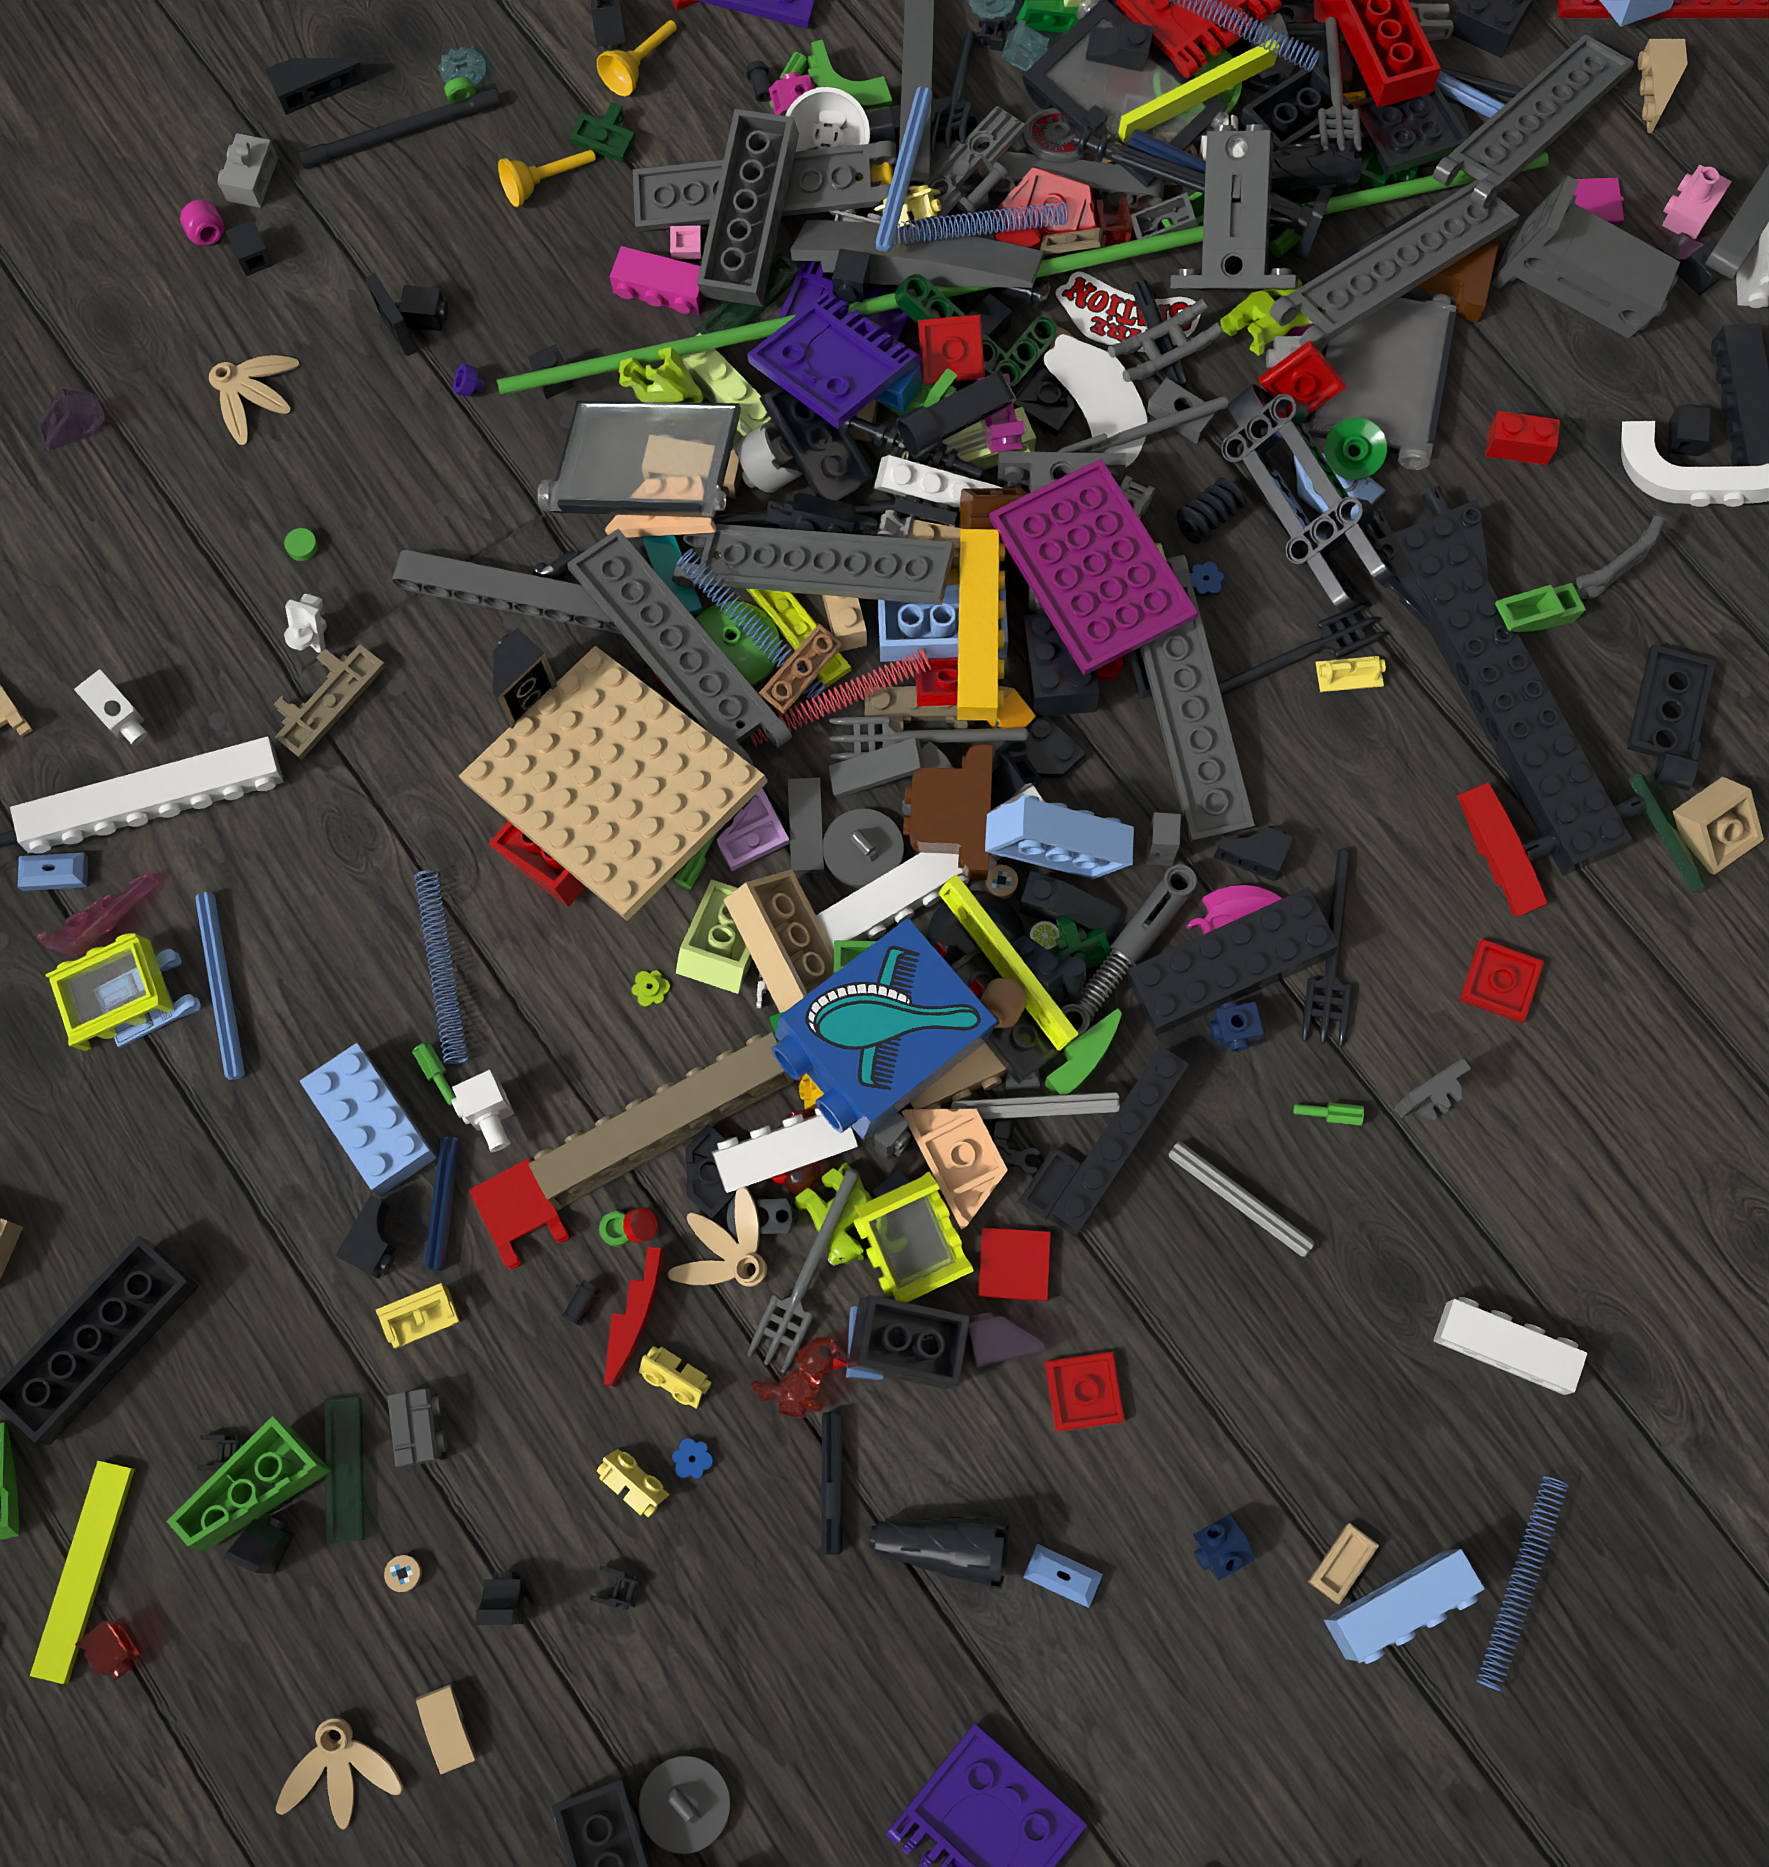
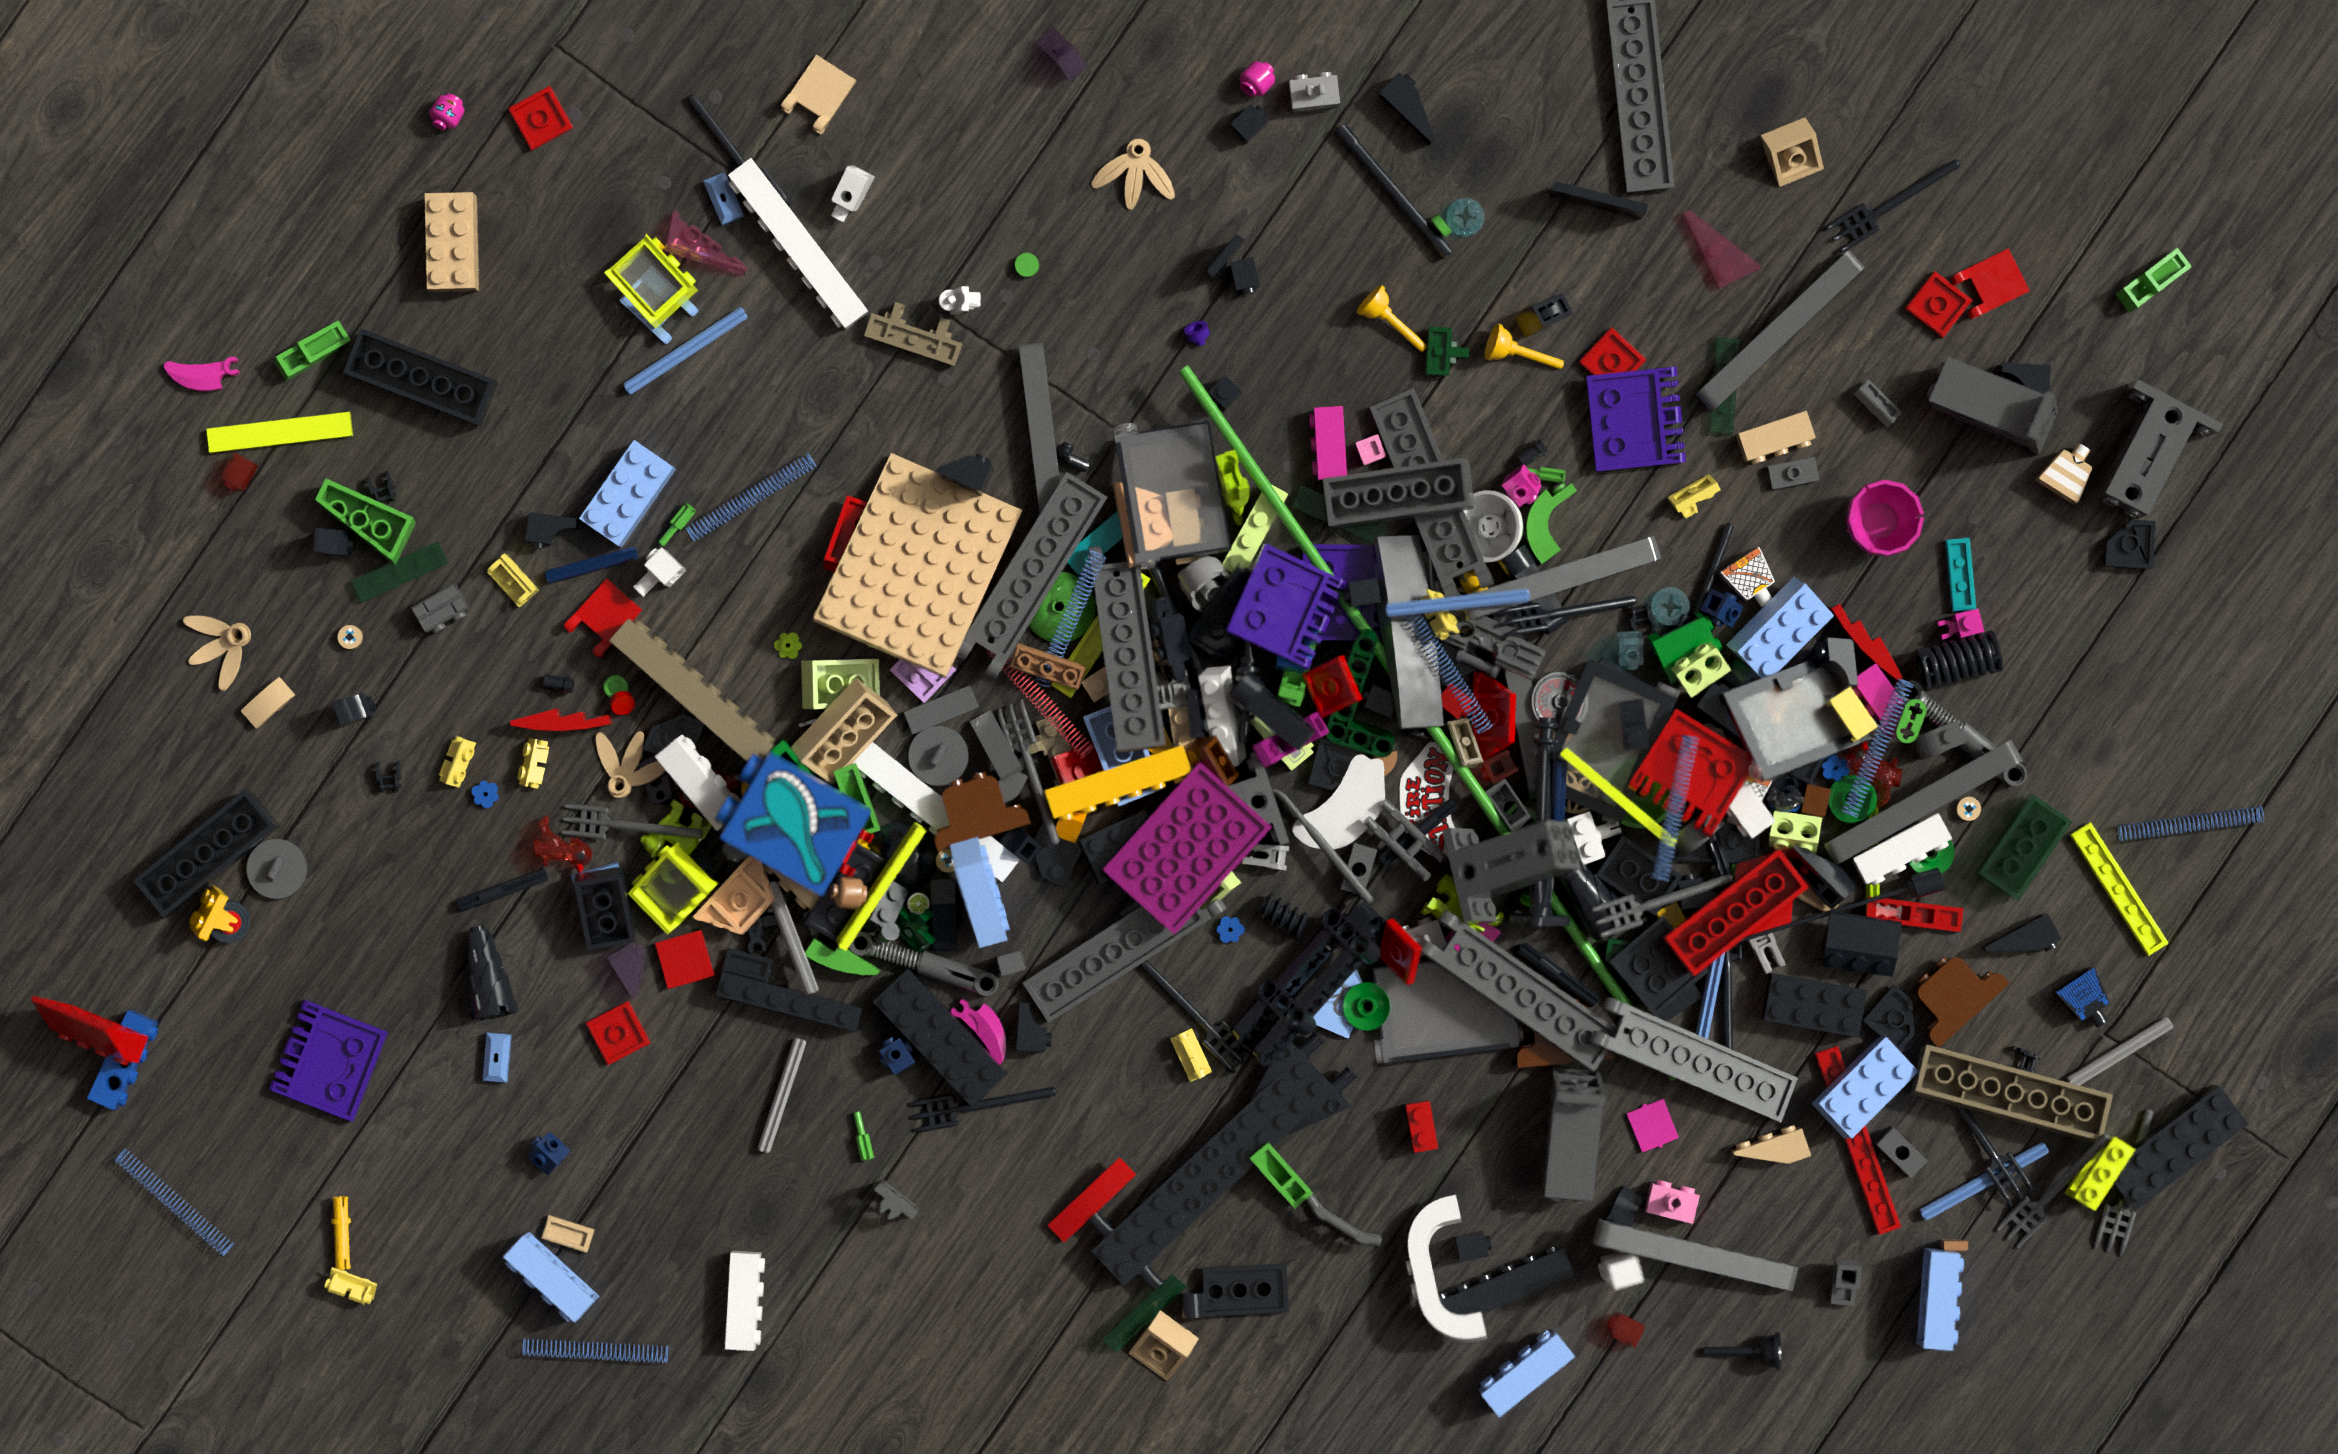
camera: 70 degrees right, 15 degrees up
(1501, 980) = (998, 1226): red tile -> none

